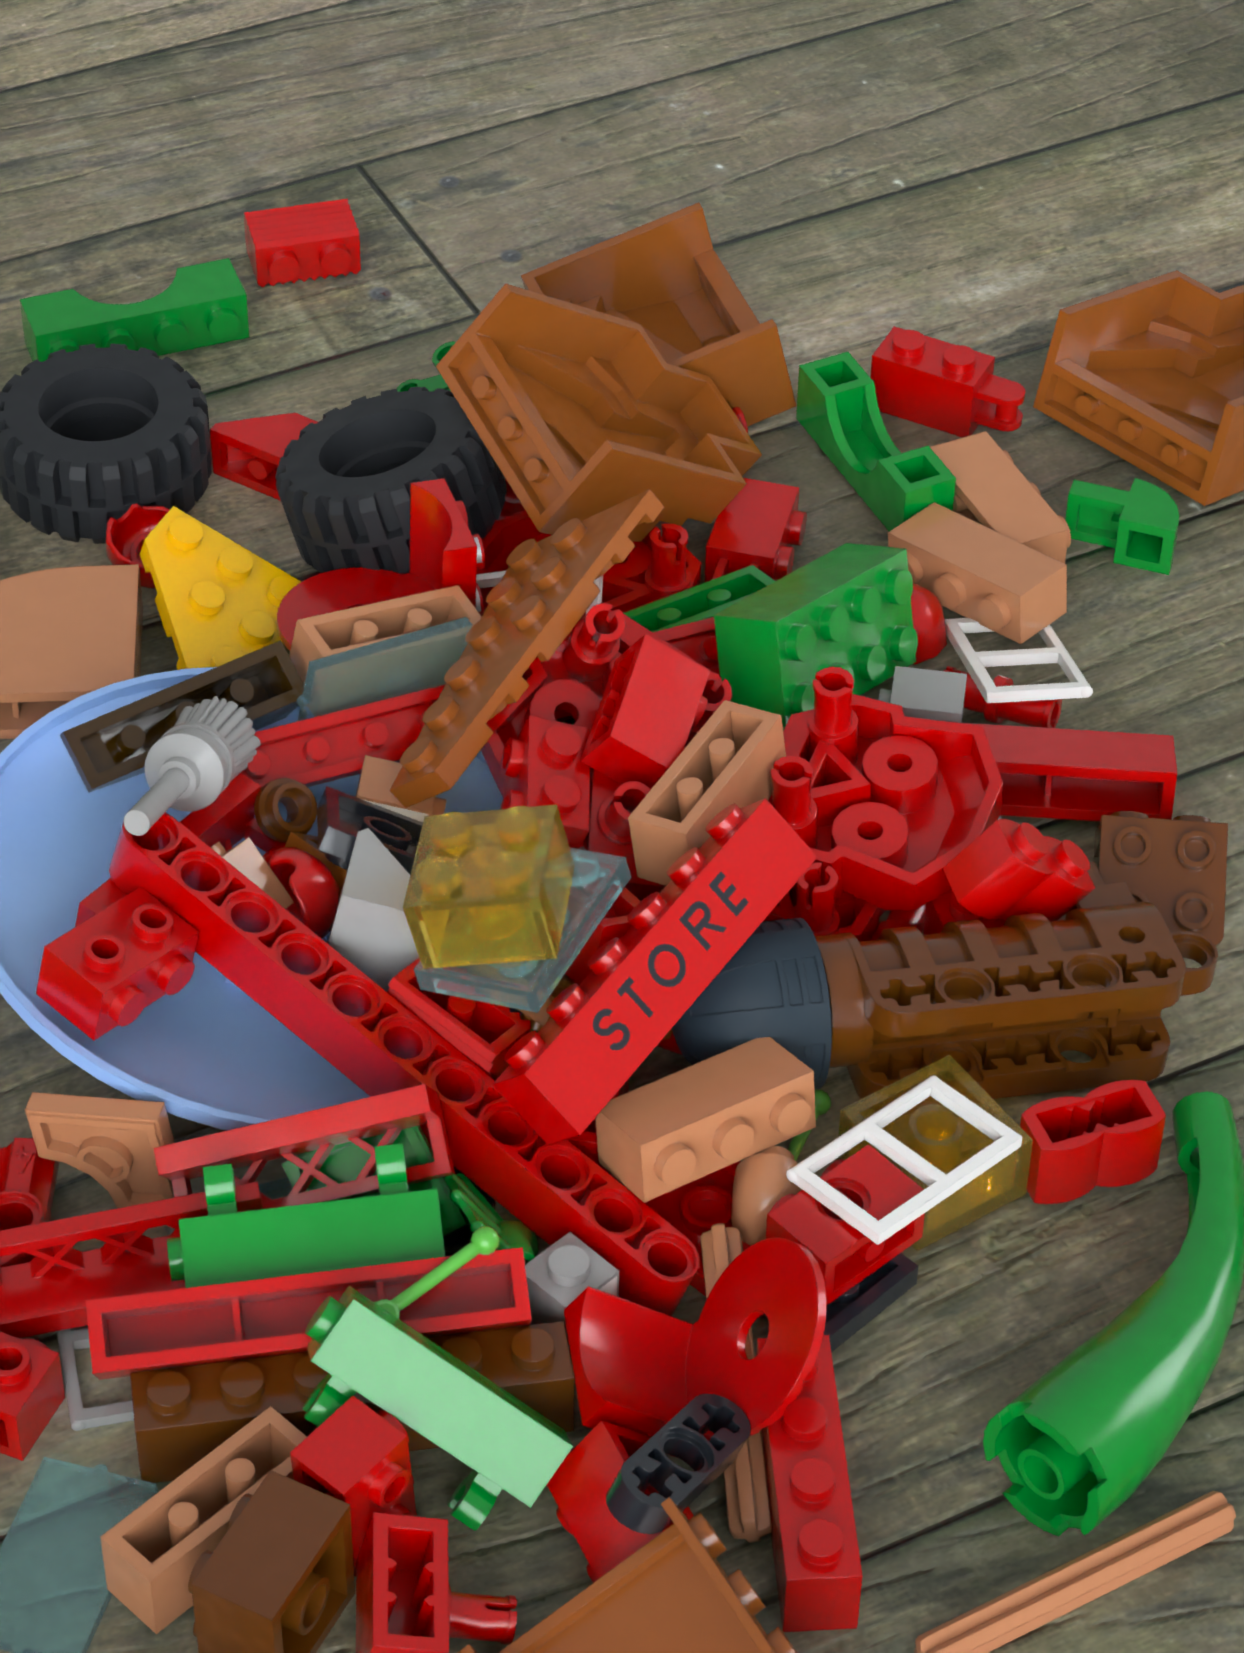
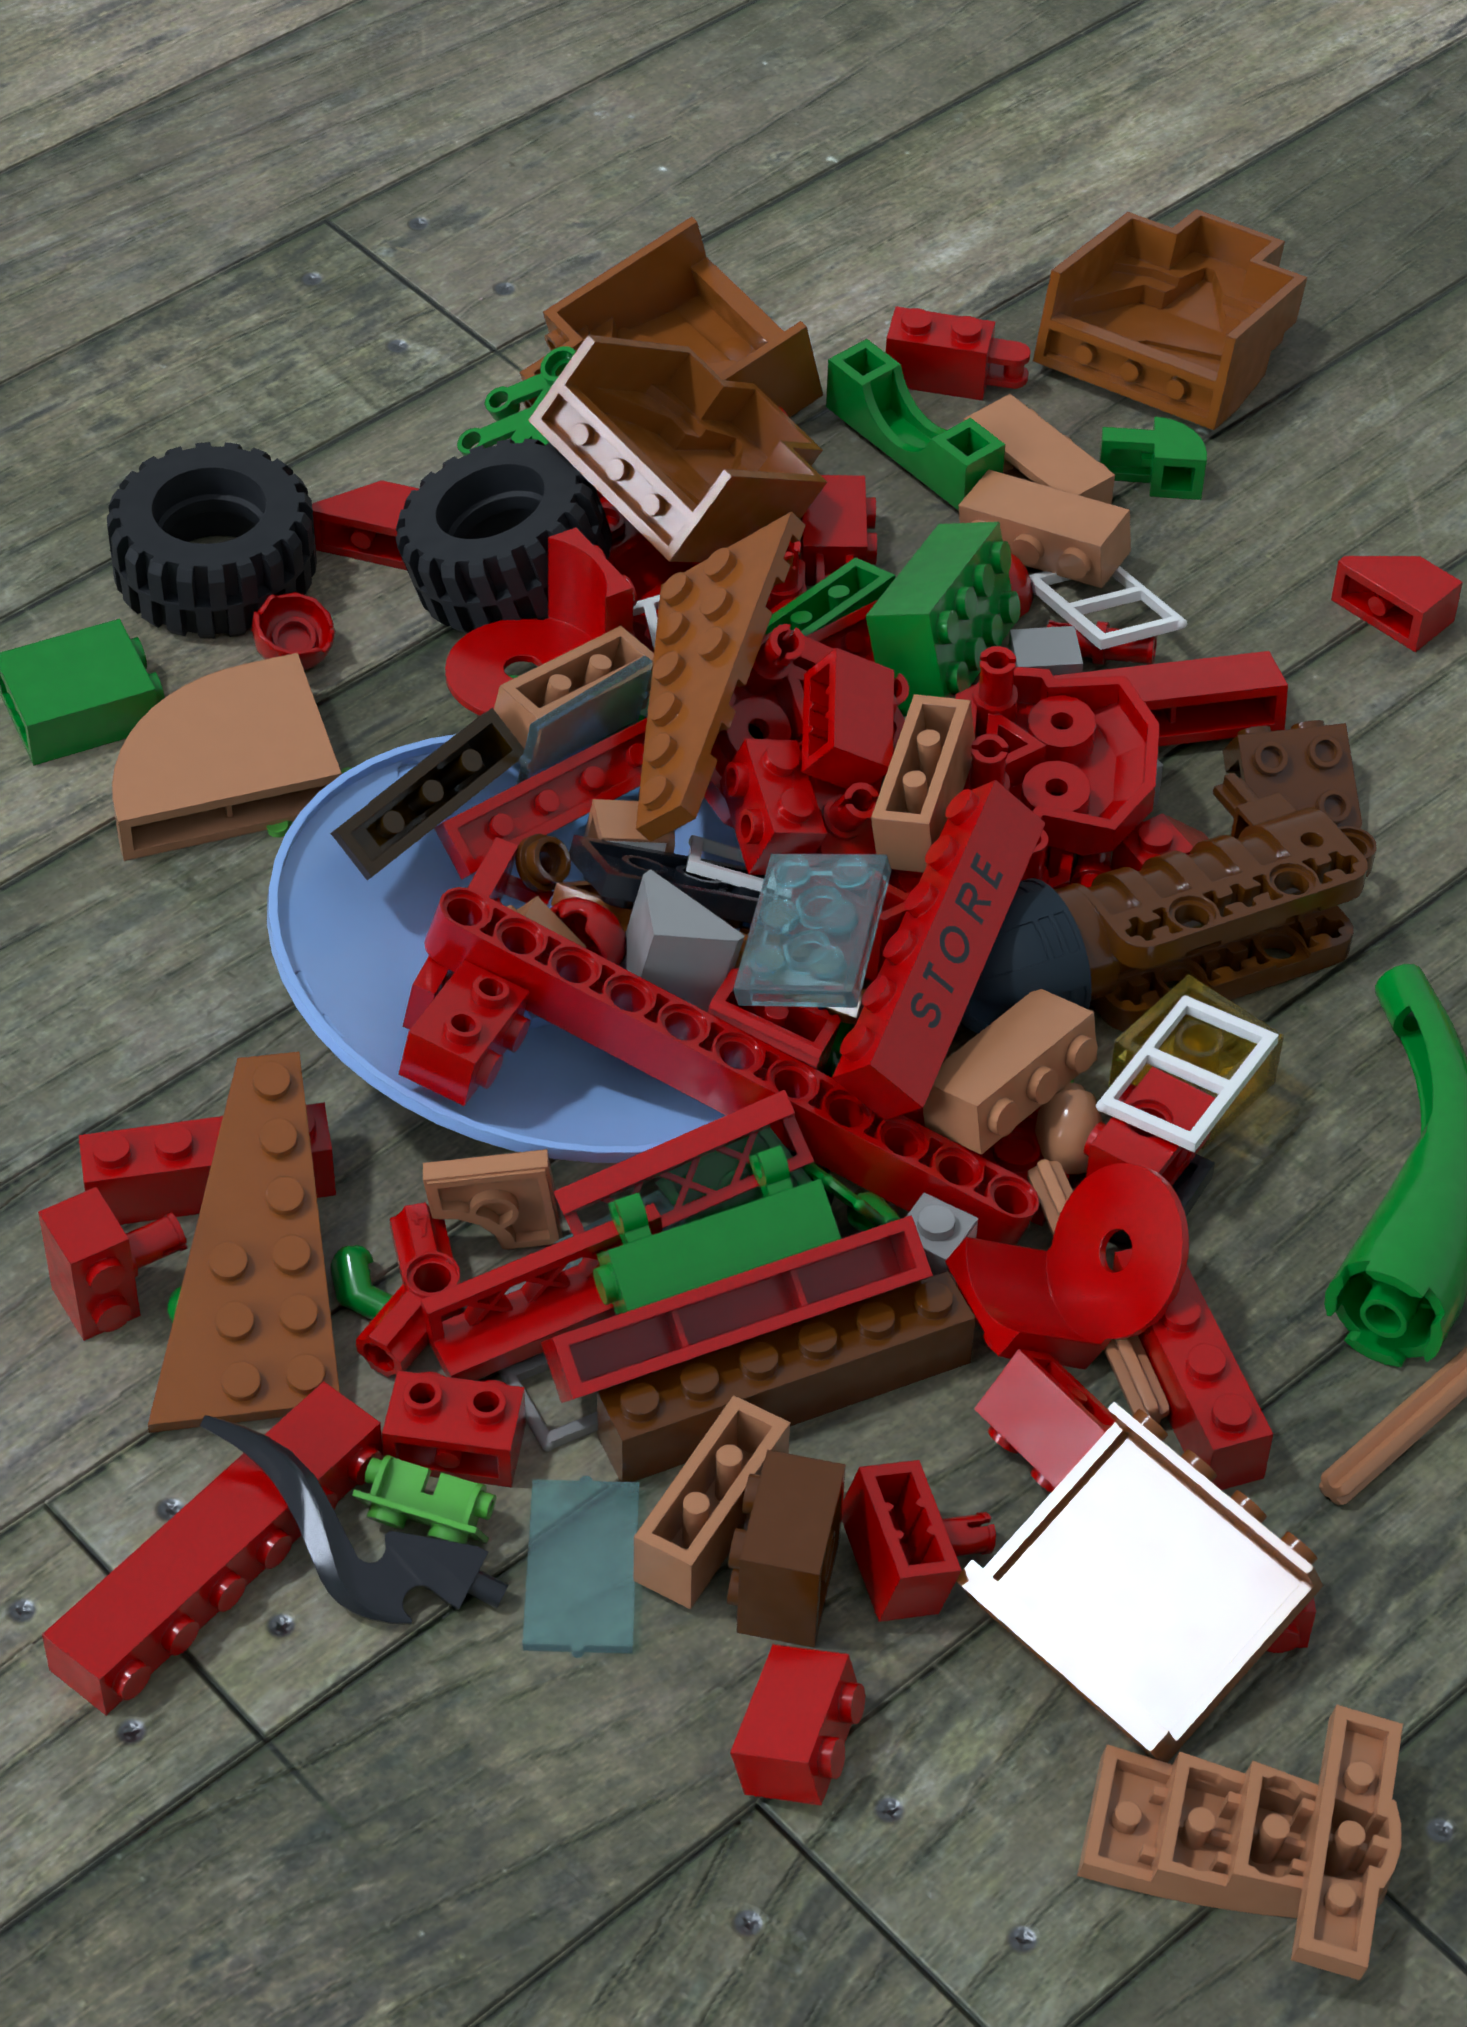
camera: 15 degrees left, 5 degrees up
(194, 761) = (467, 835): light grey piece -> none
(196, 311) = (244, 391): green arch -> none
(212, 592) = (377, 672): yellow plate -> none
(302, 242) = (313, 308): red brick -> none
(361, 1461) = (830, 1425): red brick -> none
(435, 1396) = (872, 1356): brick -> none
(483, 1241) = (812, 1294): bright green hinge -> none
(489, 887) = (789, 904): clear yellow brick -> none
(683, 1440) = (1080, 1375): black beam -> none
(1018, 873) = (1198, 803): red brick -> none
(1093, 1140) = (1326, 1024): red brick -> none

